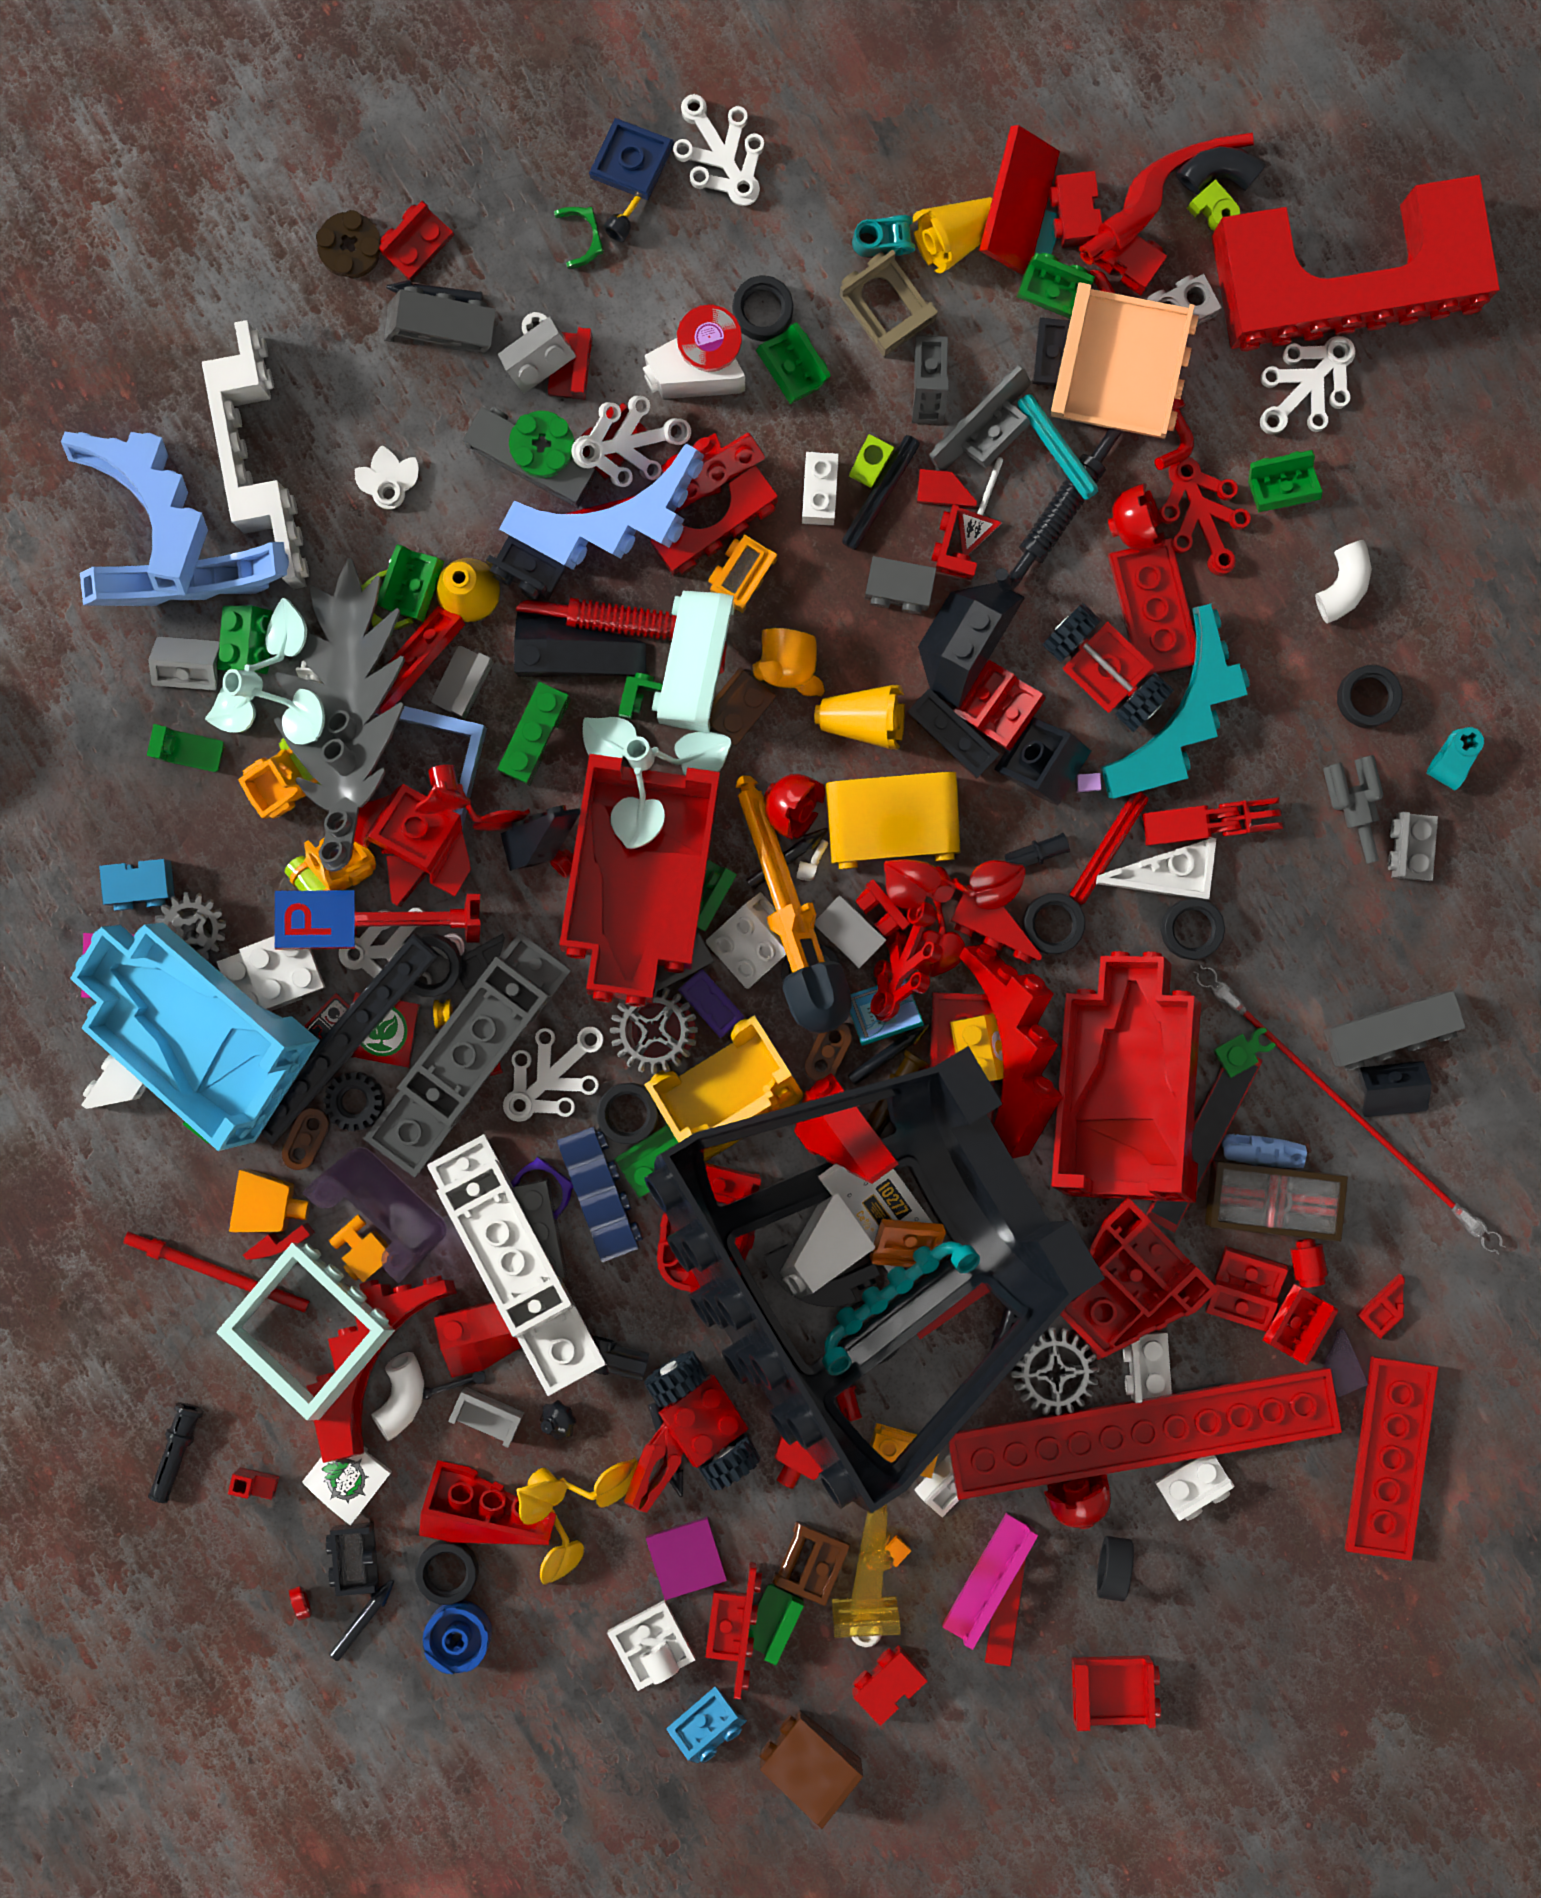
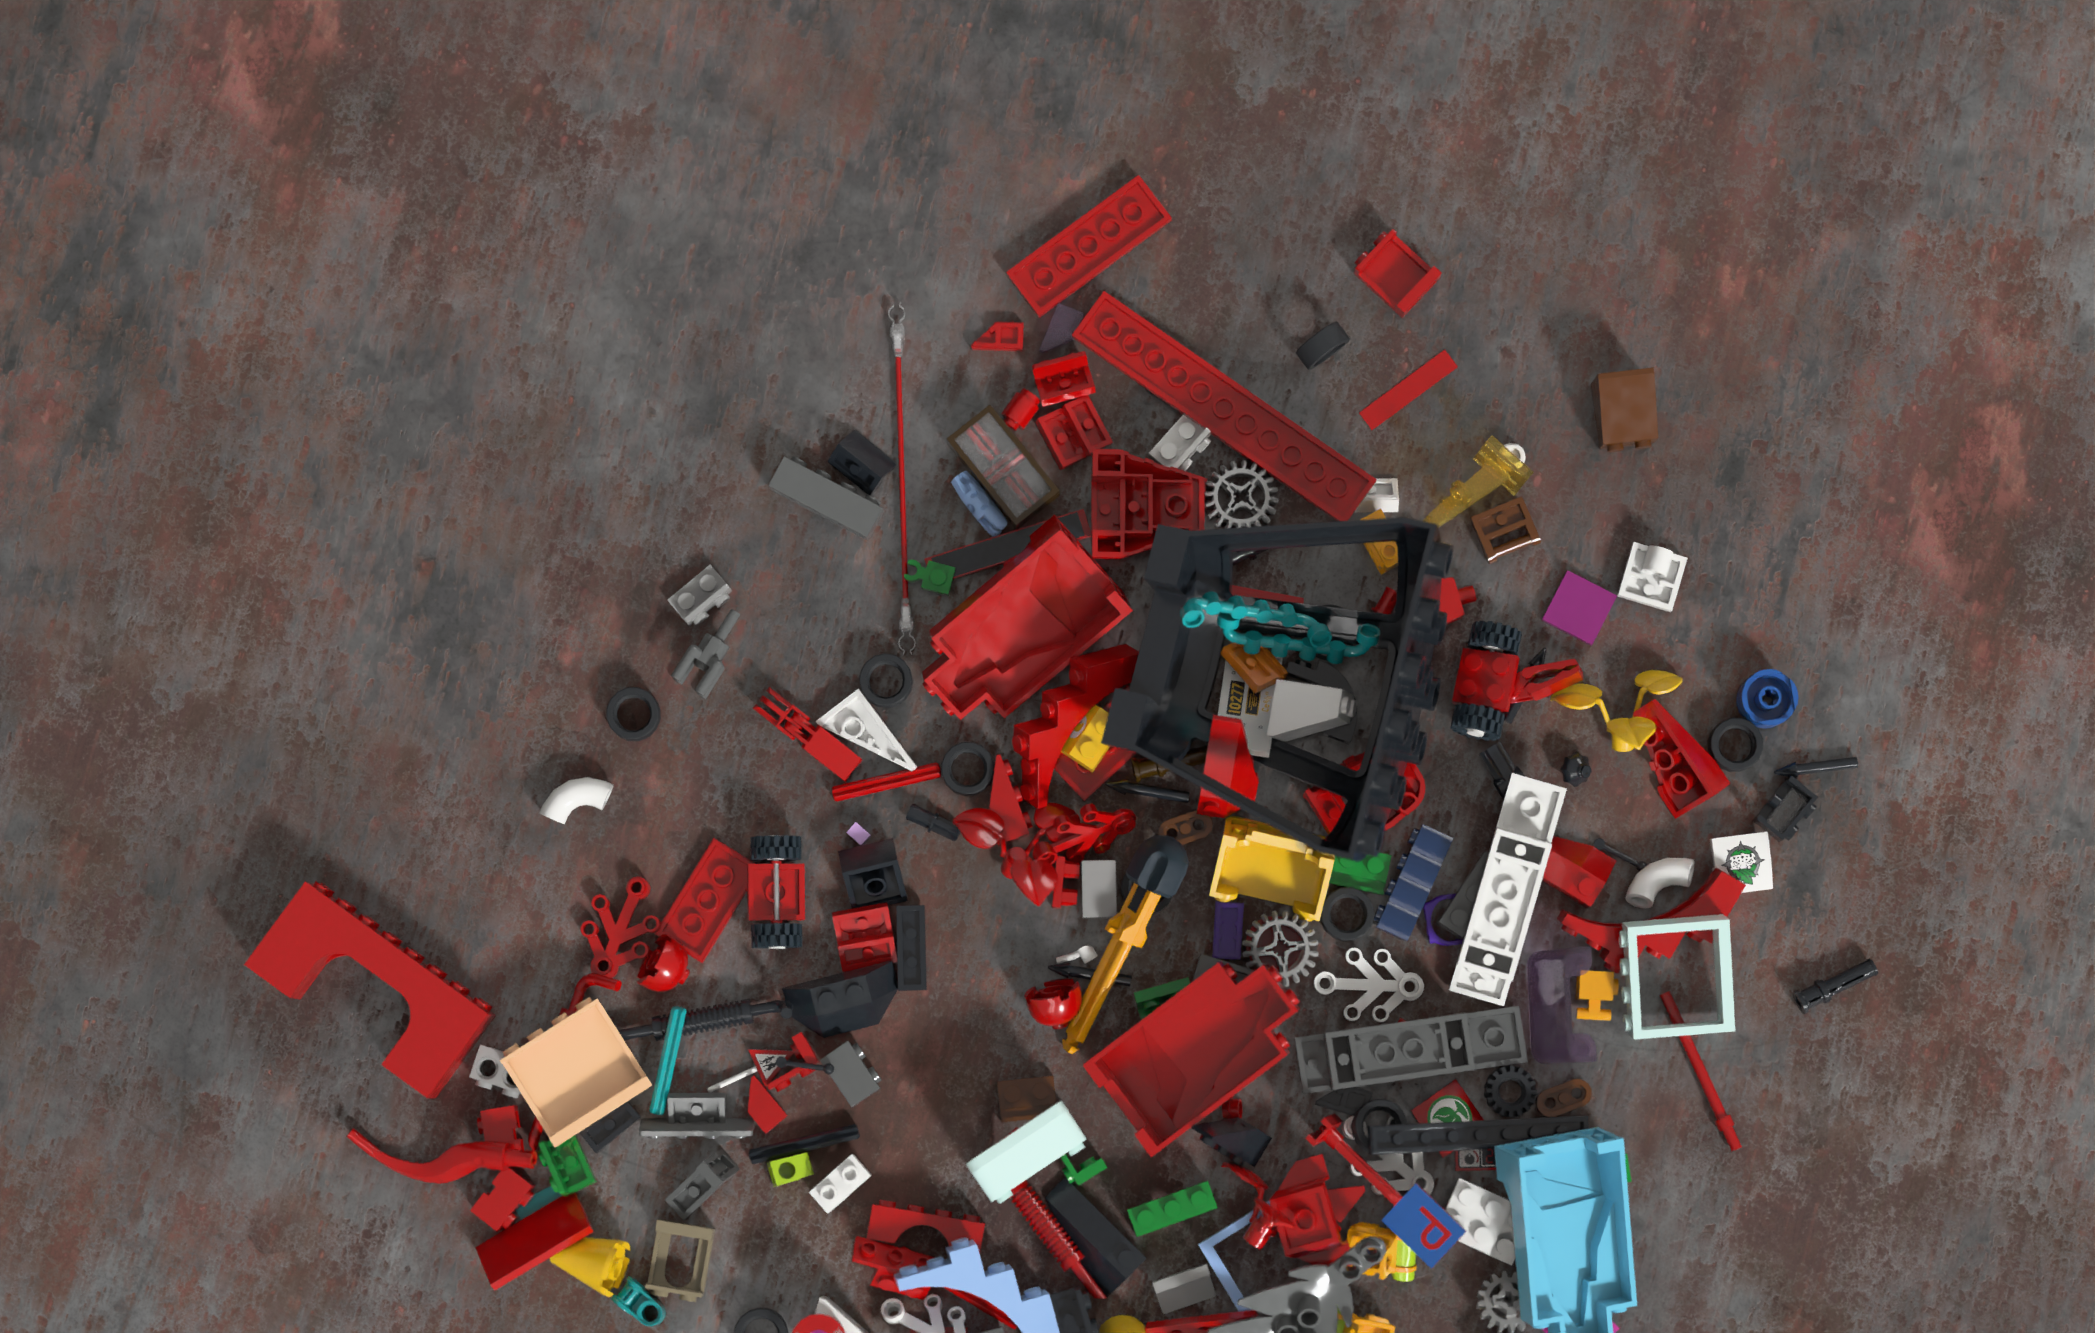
camera: 130 degrees left, 5 degrees down
(113, 1086) = (1652, 1249): white slope -> none
(255, 1483) = (1804, 918): red piece -> none
(264, 1203) = (1628, 1082): light orange torso -> none
(273, 1245) = (1649, 1052): red slope -> none
(300, 1603) = (1845, 814): red tile -> none
(442, 1012) = (1401, 1090): yellow bush -> none
(487, 1415) = (1617, 814): light grey panel -> none
(641, 820) = (1124, 1156): light aqua plant -> none
(706, 1726) = (1666, 495): dark azure bracket -> none
(729, 1627) = (1593, 539): red bracket -> none
(742, 571) = (941, 1179): light orange window -> none
(747, 942) = (1168, 945): white bracket -> none
(775, 1621) = (1563, 517): green panel -> none
(789, 661) = (969, 1093): light orange piece -> none
(794, 363) = (777, 1279): green bracket -> none
(865, 716) = (955, 1012): yellow cone -> none
(870, 1028) = (1145, 816): piece -> none
(890, 1680) = (1529, 413): red brick -> none
(893, 818) = (1002, 931): yellow windscreen -> none
(898, 1550) = (1443, 485): light orange piece -> none
(963, 536) = (782, 1062): none -> black hinge
(990, 1579) = (1405, 413): dark pink fence -> none
(997, 1230) = (1193, 615): none -> teal bar
(1079, 1501) = (1304, 406): red cylinder -> none
(1193, 721) = (758, 806): teal arch -> none
(1194, 1486) = (1224, 346): white bracket -> none
(1214, 204) = (415, 1112): lime leg -> none
(1217, 164) = (386, 1136): black cylinder -> none
(1284, 481) = (550, 898): green bracket -> none
(1310, 380) = (469, 944): white plant -> none
(1454, 762) = (625, 623): teal piece -> none

